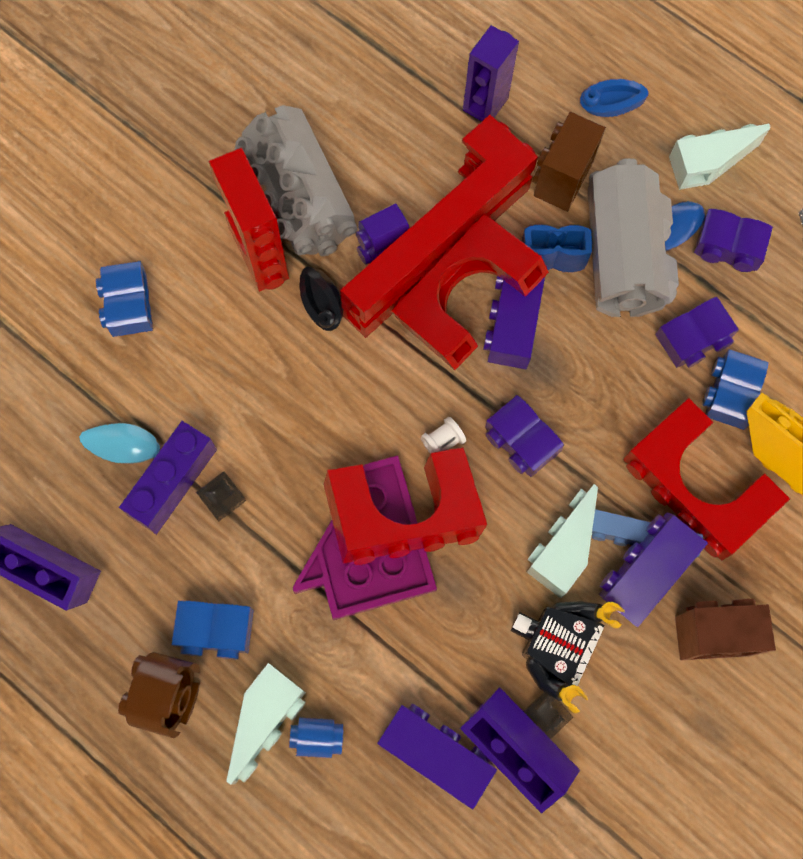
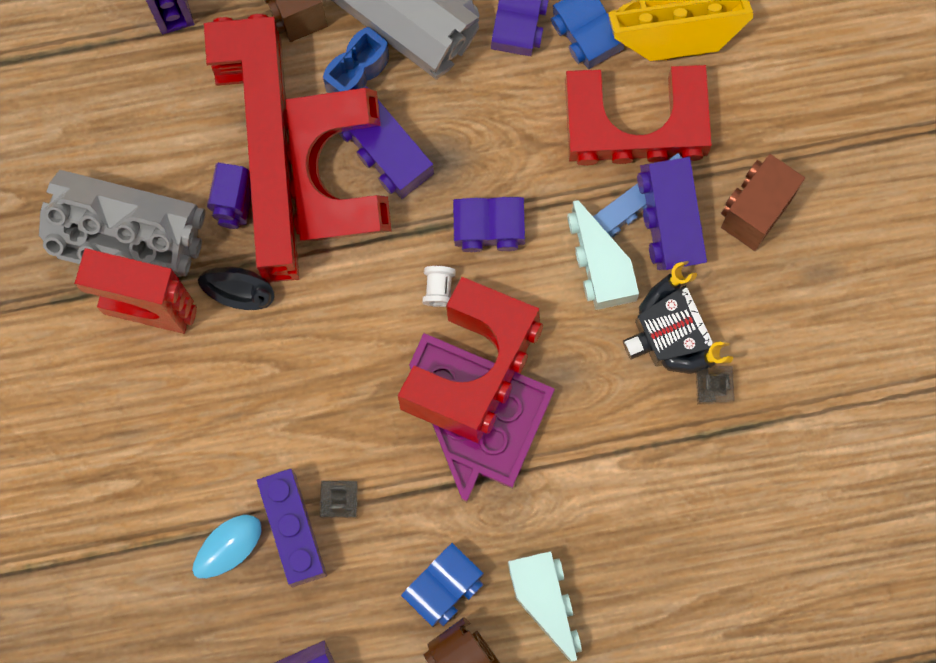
camera: 45 degrees left, 5 degrees up
(125, 299) = (101, 447): blue brick -> none
(316, 737) = (592, 570): blue brick -> none
(438, 755) = (678, 489): dark purple brick -> none
(520, 750) = (724, 424): dark purple brick -> none

